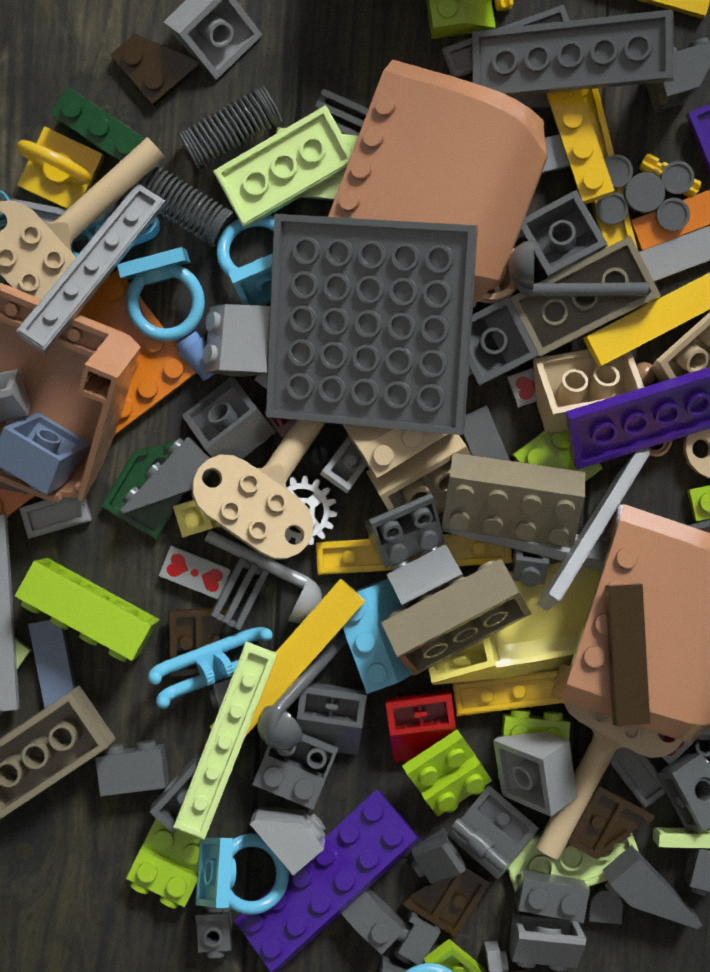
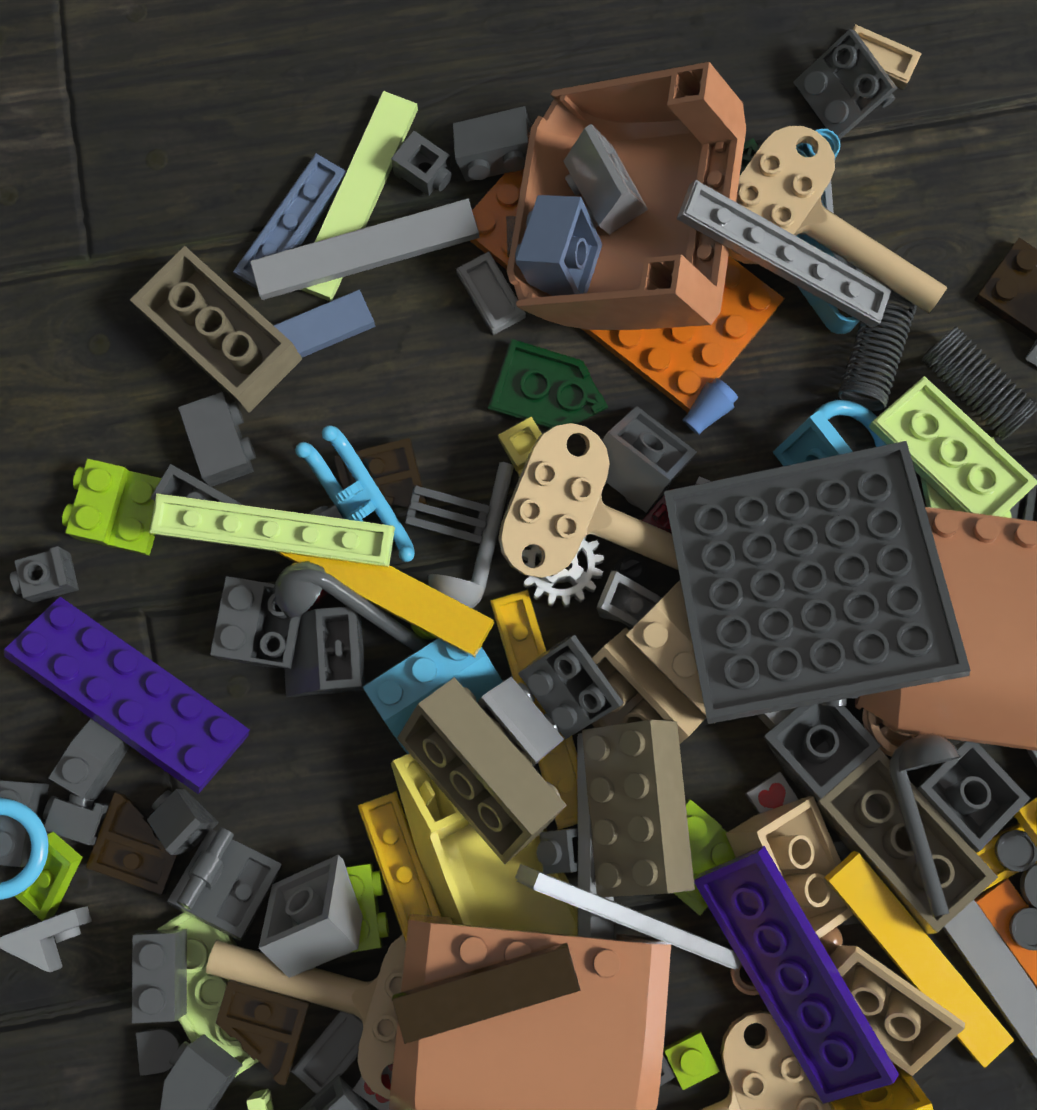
camera: 80 degrees right, 10 degrees down
(58, 168) = (882, 204): yellow tile -> none
(86, 608) = (391, 344): lime brick -> none
(95, 125) = (939, 230): dark green brick -> none
(153, 270) = (798, 334): medium azure tile -> none
(170, 478) = (562, 402): dark grey slope -> none
(194, 572) = (460, 459): light grey tile -> none
(218, 875) = (113, 560): medium azure tile -> none
(237, 340) = (741, 441): light grey slope -> none
(290, 834) = (174, 634): light grey slope -> none
(419, 722) = (336, 764): red slope -> none
(447, 773) = (286, 808): lime plate -> none
(483, 436) = (705, 756): dark grey tile -> none
(546, 942) = (99, 982): light grey slope -> none

